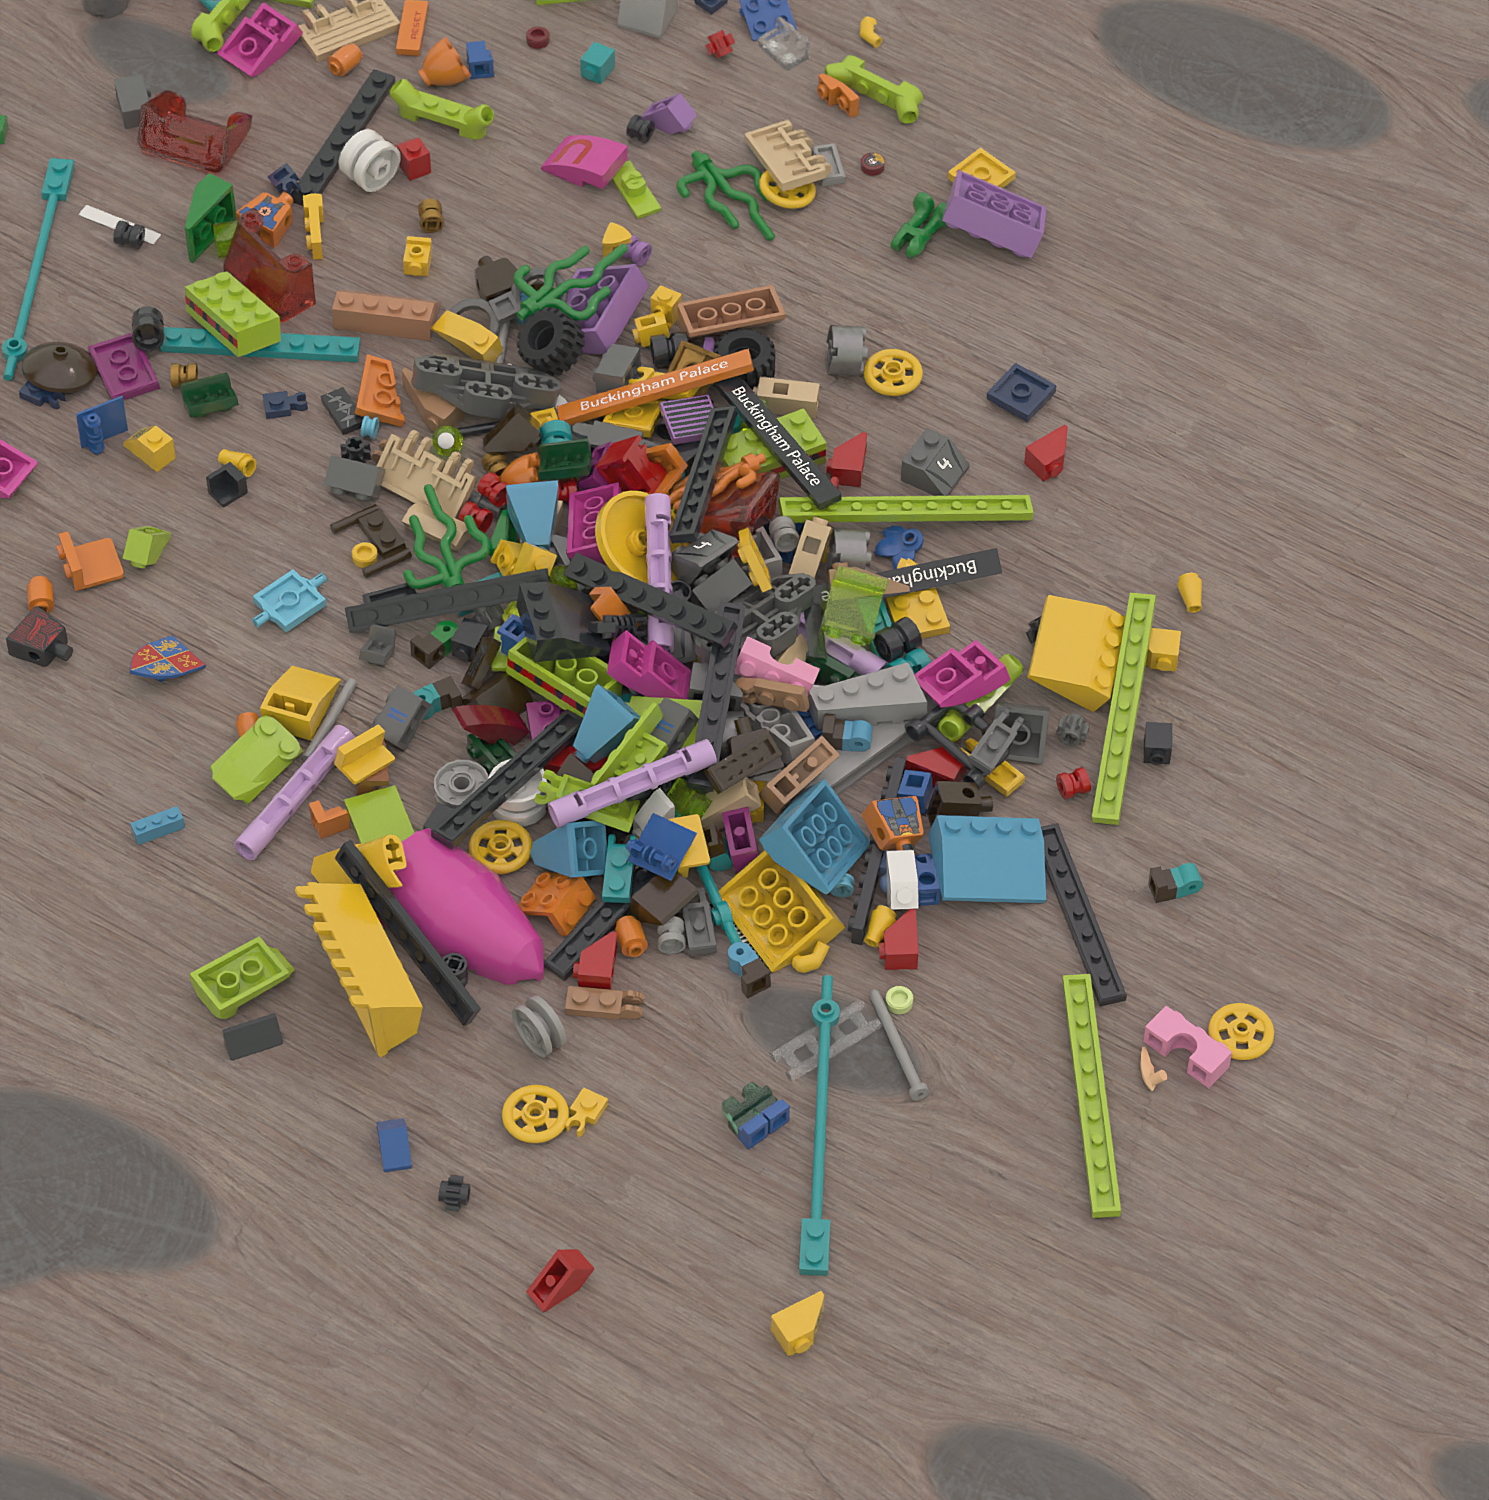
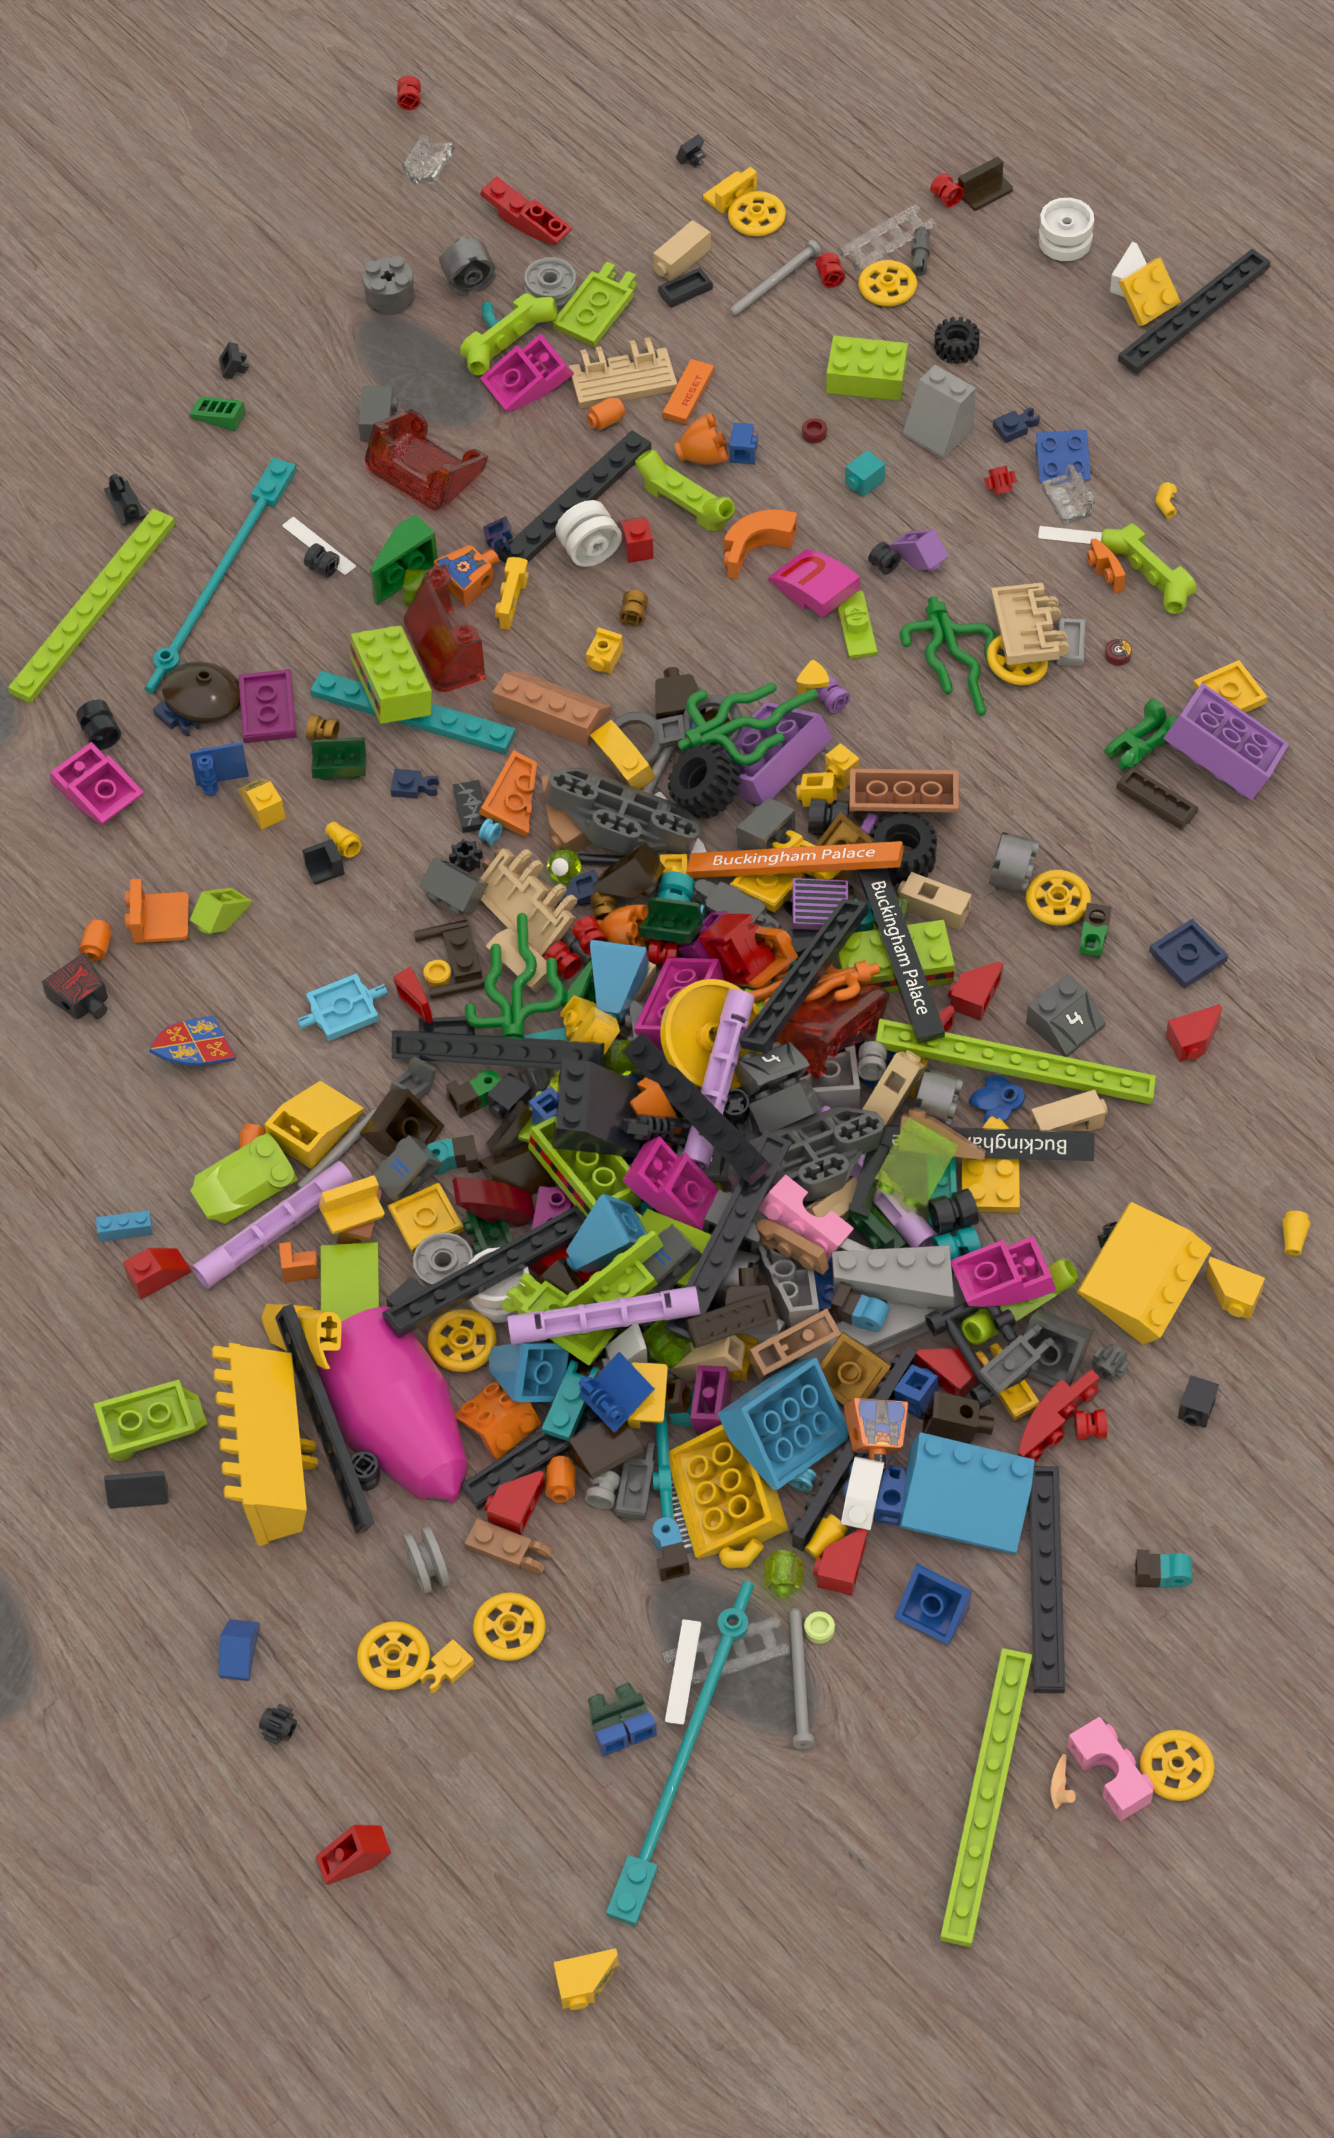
camera: 20 degrees right, 5 degrees up
(147, 328) = (301, 670): black wheel -> none
(199, 855) = (155, 1269): none -> red slope
(352, 575) = (412, 994): none -> red slope
(375, 679) = (398, 1117): none -> dark brown slope
(428, 753) = (424, 1215): none -> yellow plate
(473, 451) = (581, 887): none -> dark blue plate
(518, 128) = (757, 530): none -> orange arch
(626, 1085) = (504, 1602): none -> yellow plate
(750, 554) = (824, 1087): yellow plate -> none
(795, 1062) = (683, 1672): none -> white sticker
(796, 78) = (1068, 535): none -> white sticker
(853, 962) = (783, 1573): none -> clear neon green head
(856, 784) = (852, 1369): none -> pearl gold slope
(934, 390) = (1095, 930): none -> leg
(949, 274) = (1157, 798): none -> dark brown plate
(972, 538) = (1074, 1113): none -> tan brick
(992, 954) = (934, 1604): none -> blue slope
(1040, 779) = (1049, 1418): none -> red slope
(1124, 709) = (1172, 1353): lime plate -> none

